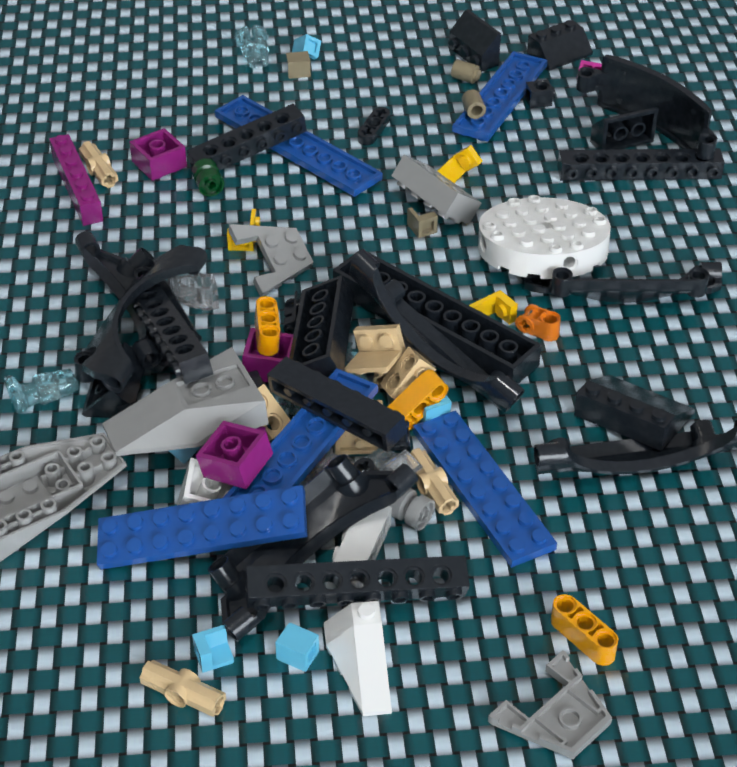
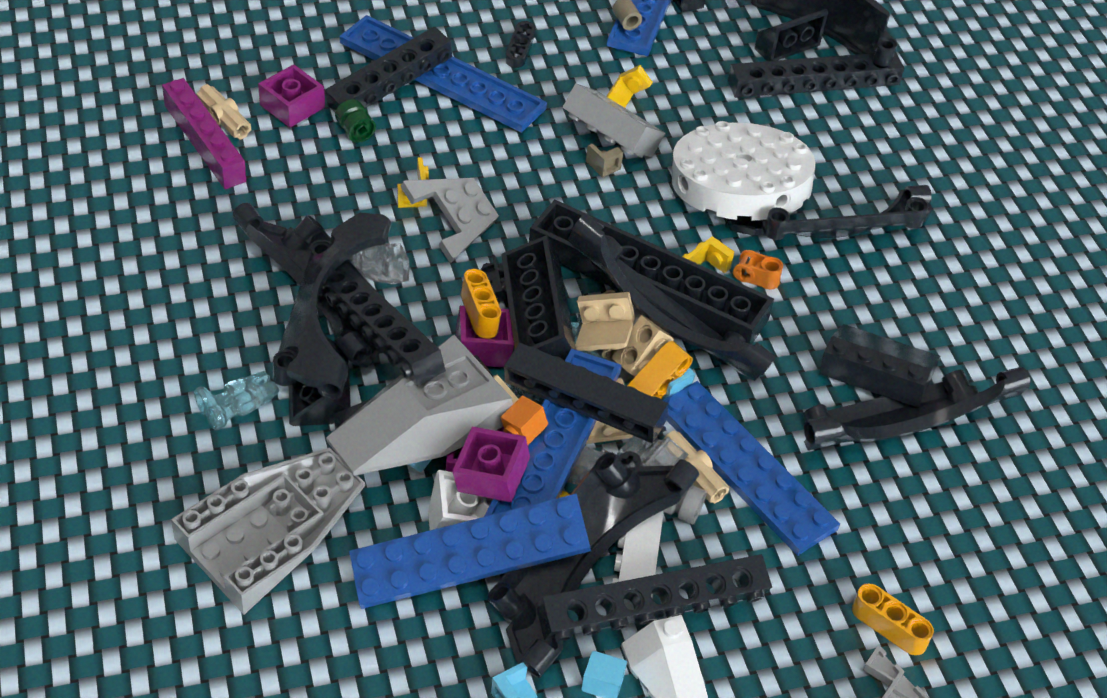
camera: 15 degrees left, 5 degrees up
(276, 421) = (525, 419): none -> orange brick

